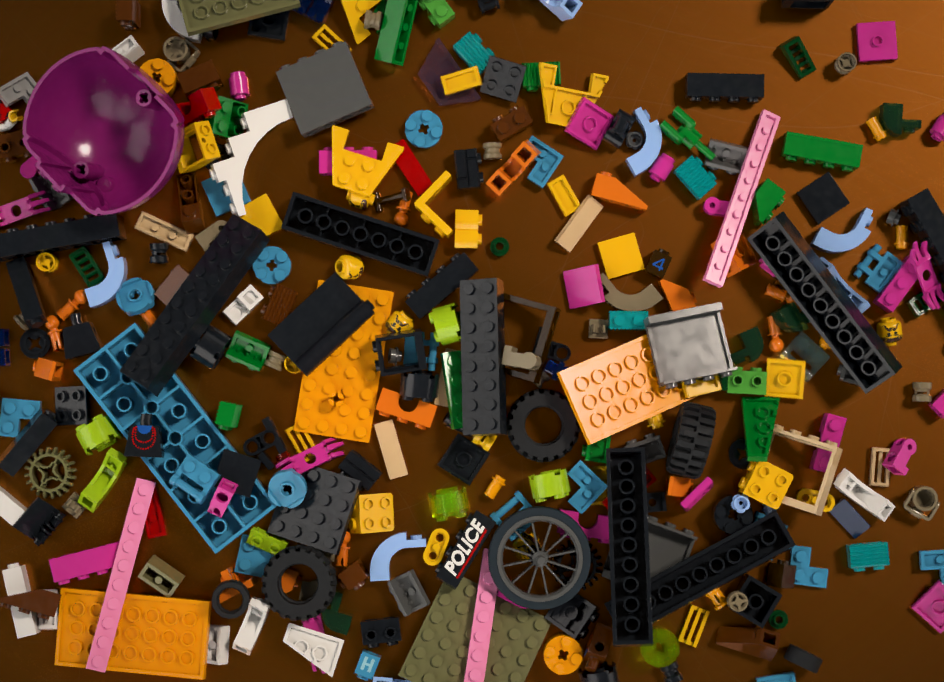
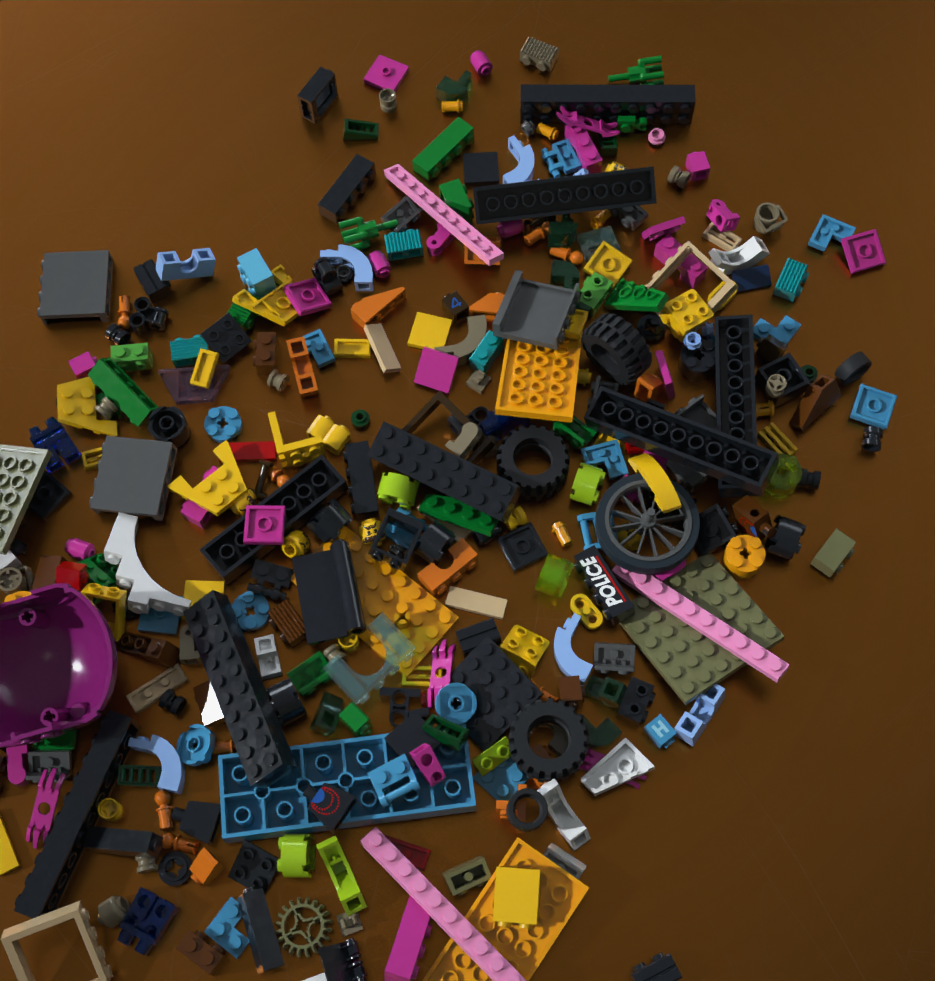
camera: 60 degrees left, 20 degrees down
(162, 628) = (516, 896): none -> yellow brick
(223, 386) = (327, 714): none -> clear green slope
(258, 398) = (396, 648): none -> clear light blue arch
(264, 495) = (458, 735): none -> dark green slope
(312, 261) = (270, 574): none -> black plate
(346, 233) = (264, 525): none -> dark pink tile
(374, 601) = (607, 691): none -> clear green brick
(383, 77) = (169, 425): none -> black brick
(384, 284) = (329, 520): none -> black brick
(467, 169) = (286, 408): black brick -> none
(580, 66) = (255, 273): none -> medium azure brick
(580, 545) = (657, 480): none -> yellow slope
(848, 407) = (667, 227): none -> dark pink plate

